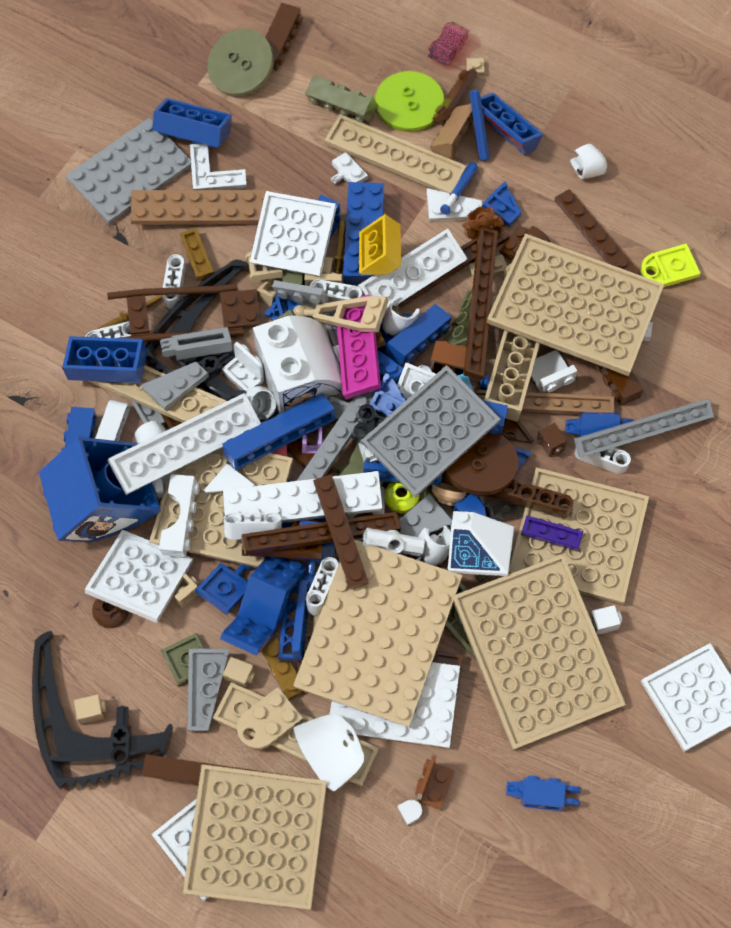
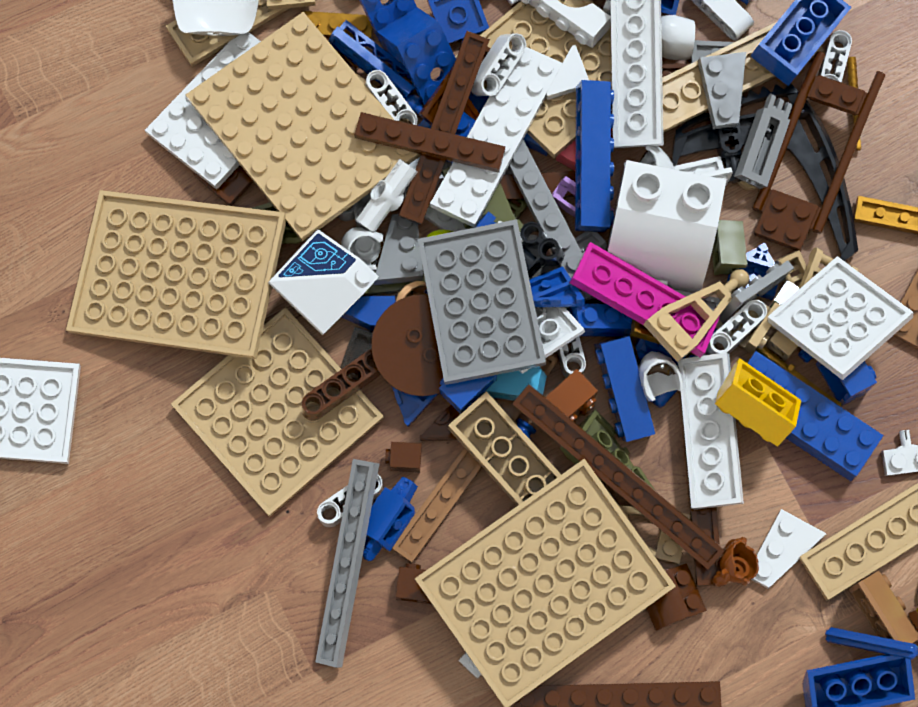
camera: 120 degrees right, 10 degrees up
(171, 272) = (877, 167): white beam -> none
(410, 811) = (112, 59): white tile -> none
(434, 786) = (120, 93): dark orange bracket -> none
(464, 180) = (803, 574): blue piece -> none
(503, 204) = (746, 610): blue wing -> none
(542, 793) = (37, 190): blue hinge -> none
(552, 372) = (483, 508): white bracket -> none
(552, 533) = (295, 379): dark purple tile -> none
(606, 620) = (165, 372): white brick -> none

